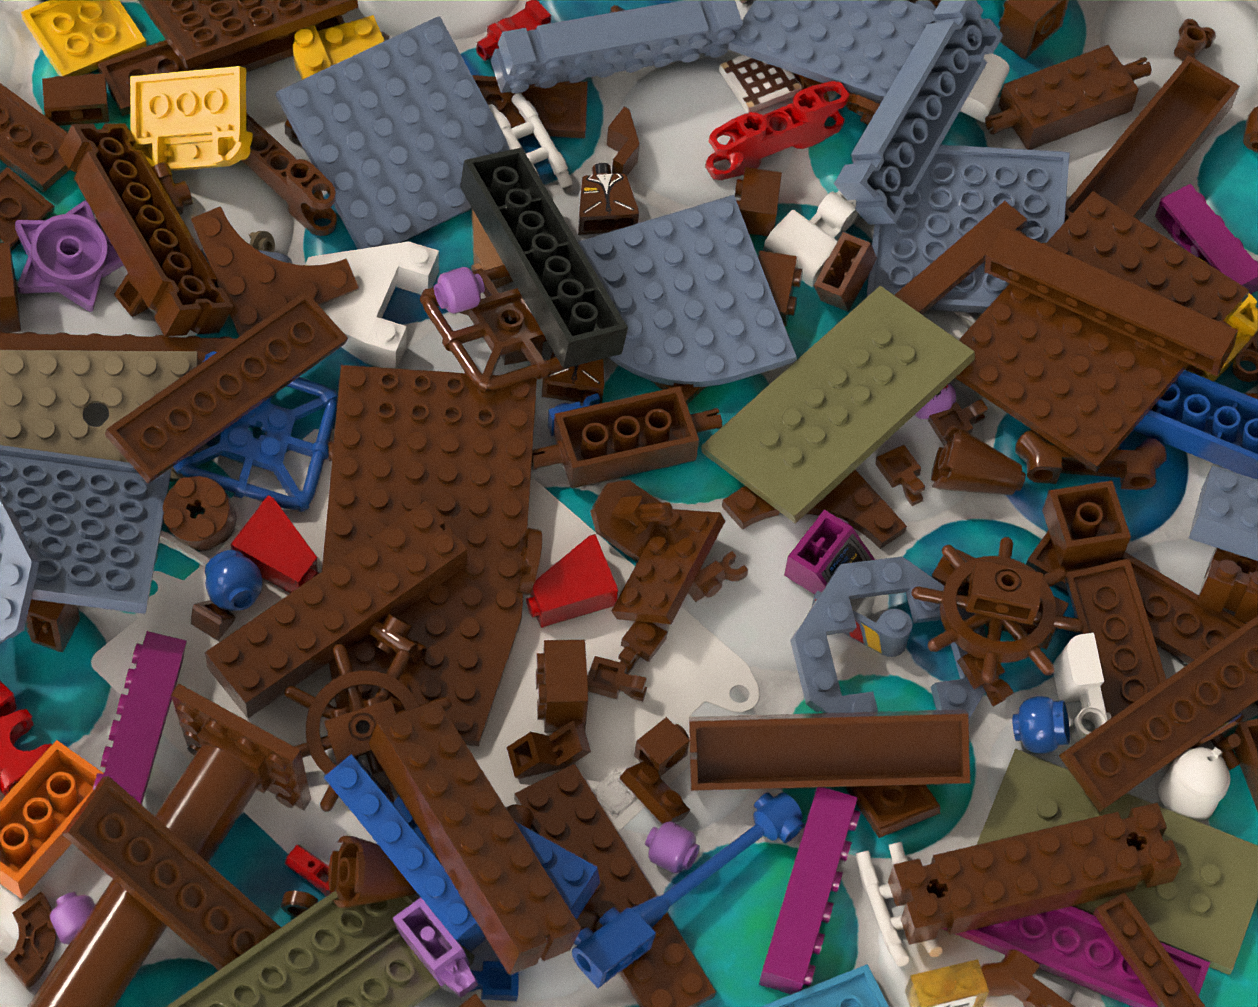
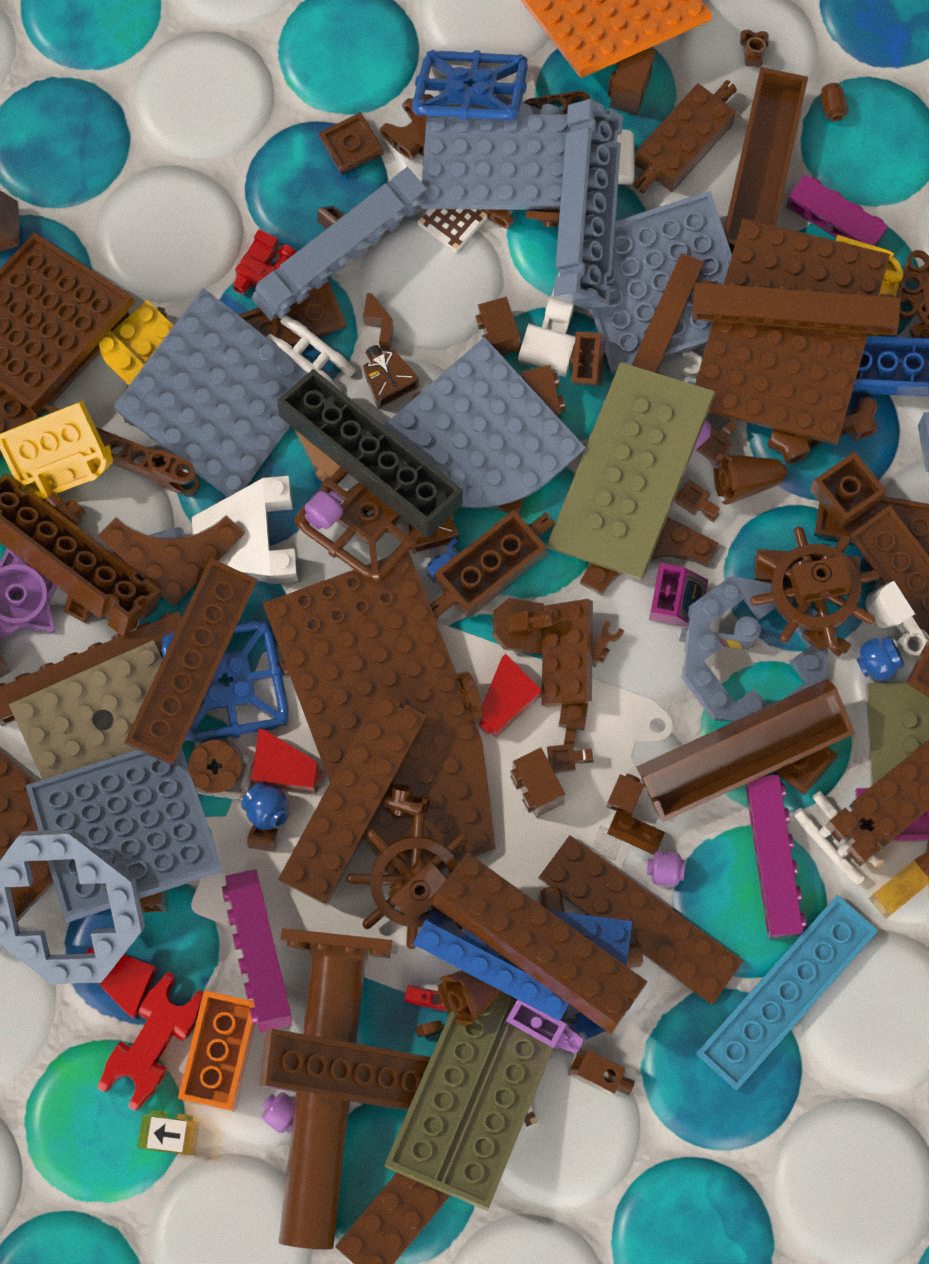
camera: 15 degrees left, 15 degrees up
(35, 941) = (259, 1138): reddish brown tile -> none
(262, 241) = (153, 524): dark tan plate -> none
(544, 753) = (547, 832): reddish brown slope -> none
(630, 933) = (667, 950): blue bar -> none
(793, 125) = (474, 276): red piece -> none

